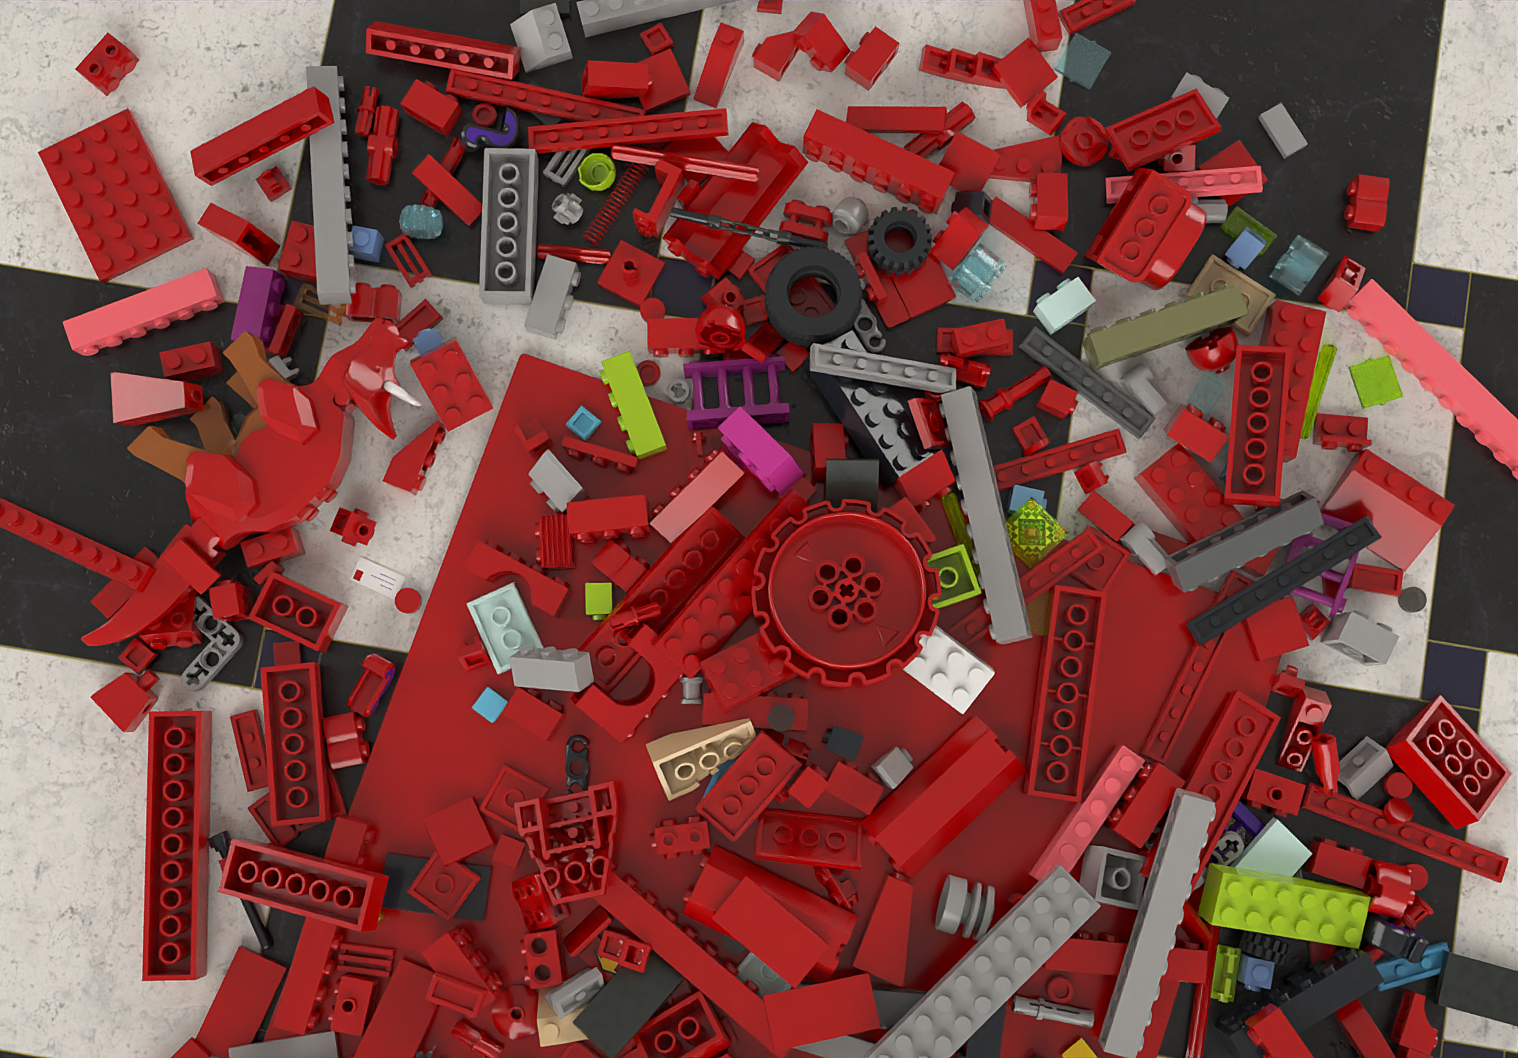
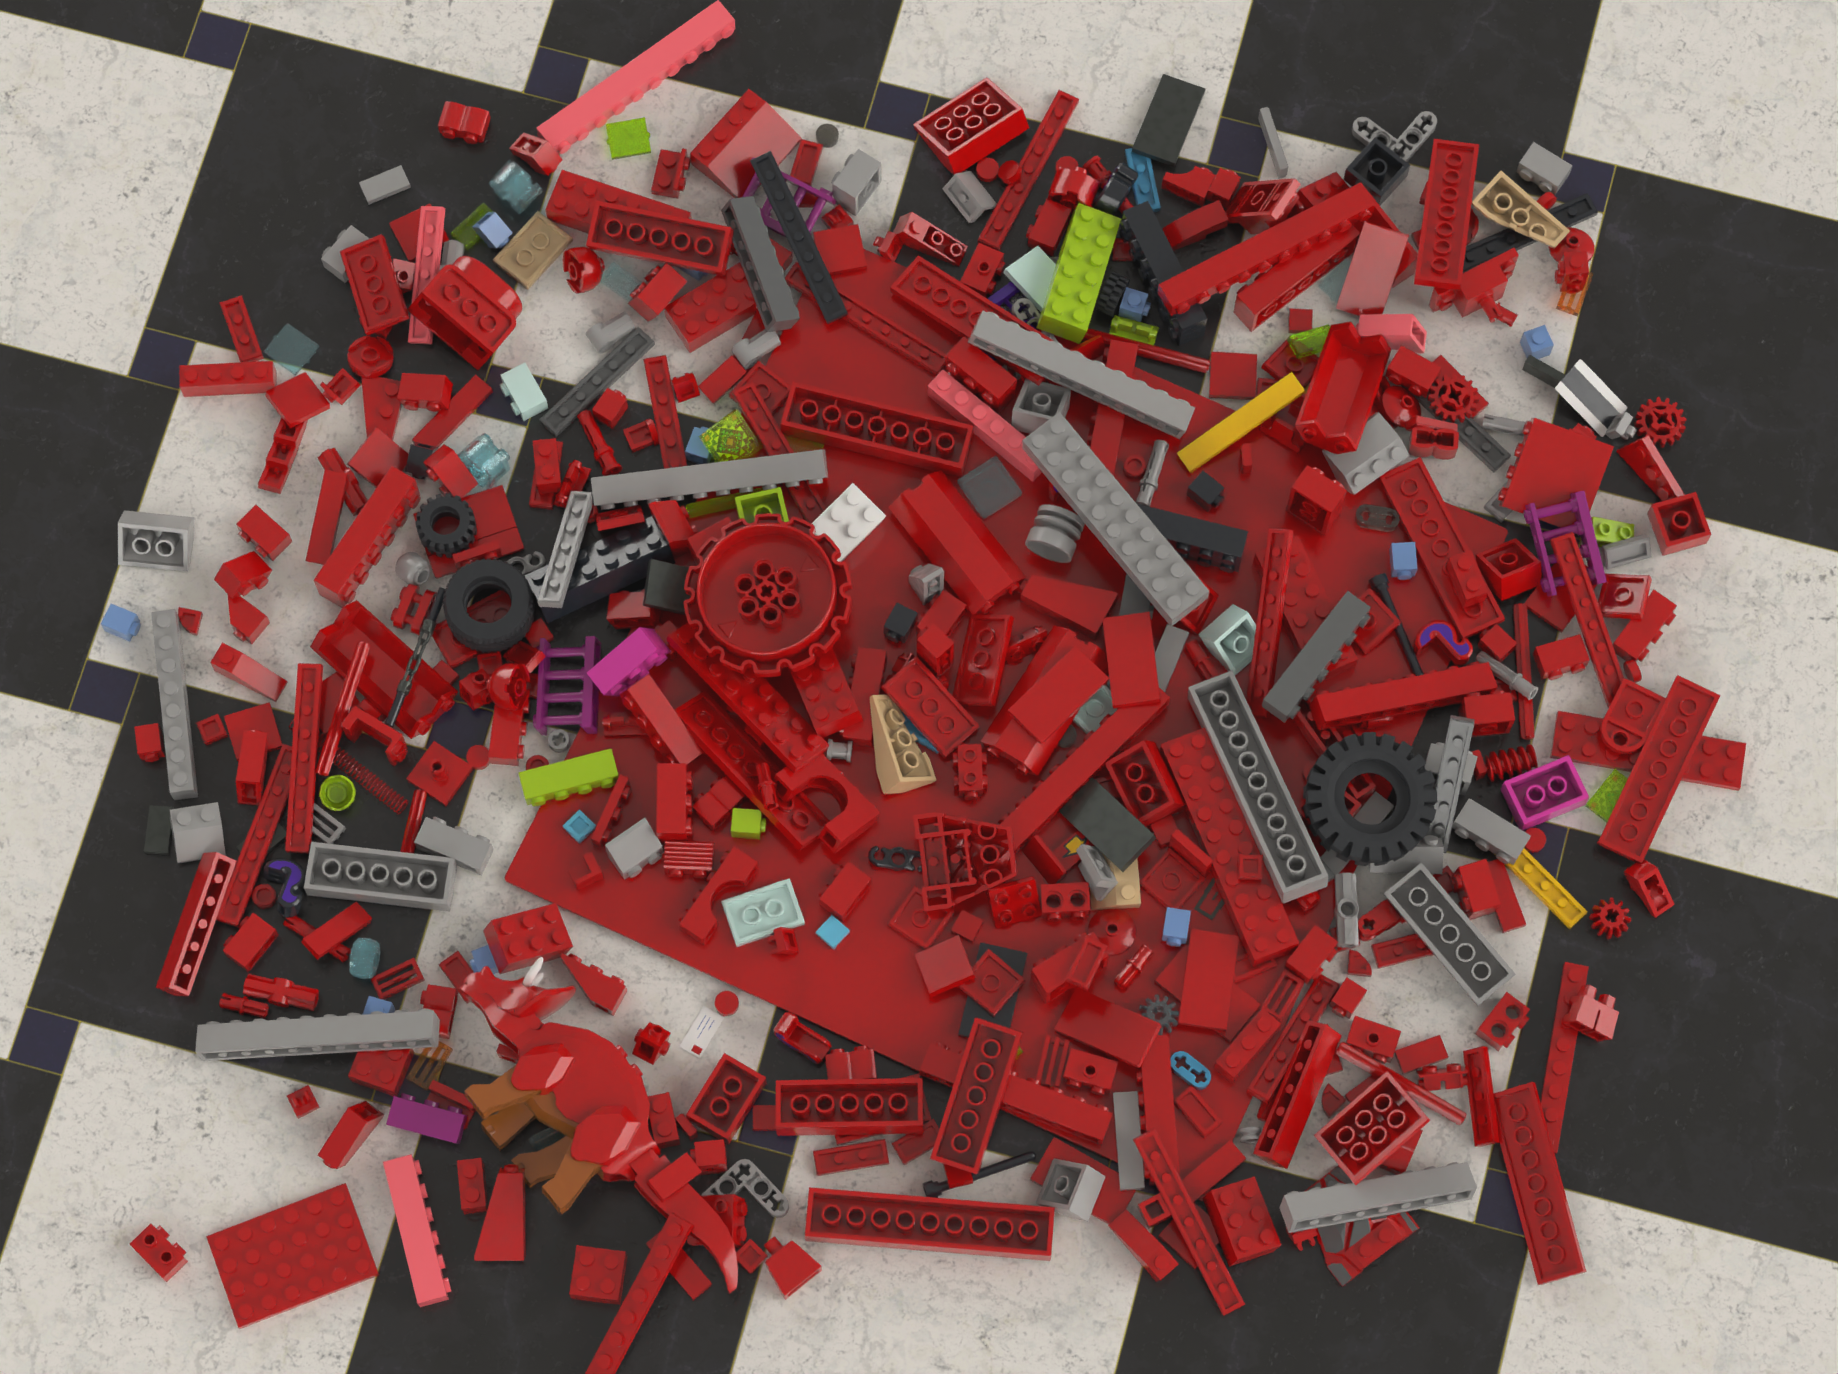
camera: 85 degrees left, 10 degrees down
(106, 501) = (598, 1275): none -> red brick
(222, 994) = (1071, 1189): none -> light grey slope
(262, 136) = (262, 1095): red brick -> none
(551, 668) = (806, 863): light grey brick -> none
(567, 208) = (369, 823): light grey gear -> none
(624, 950) = (1064, 825): red slope -> none
(780, 718) = (872, 670): clear smoke tile -> none
(1015, 826) = (989, 487): none -> clear light blue tile
(1165, 327) = (559, 310): olive brick -> none
(1318, 386) = (608, 178): clear neon green axle -> none
(1326, 761) = (960, 223): red piece -> none

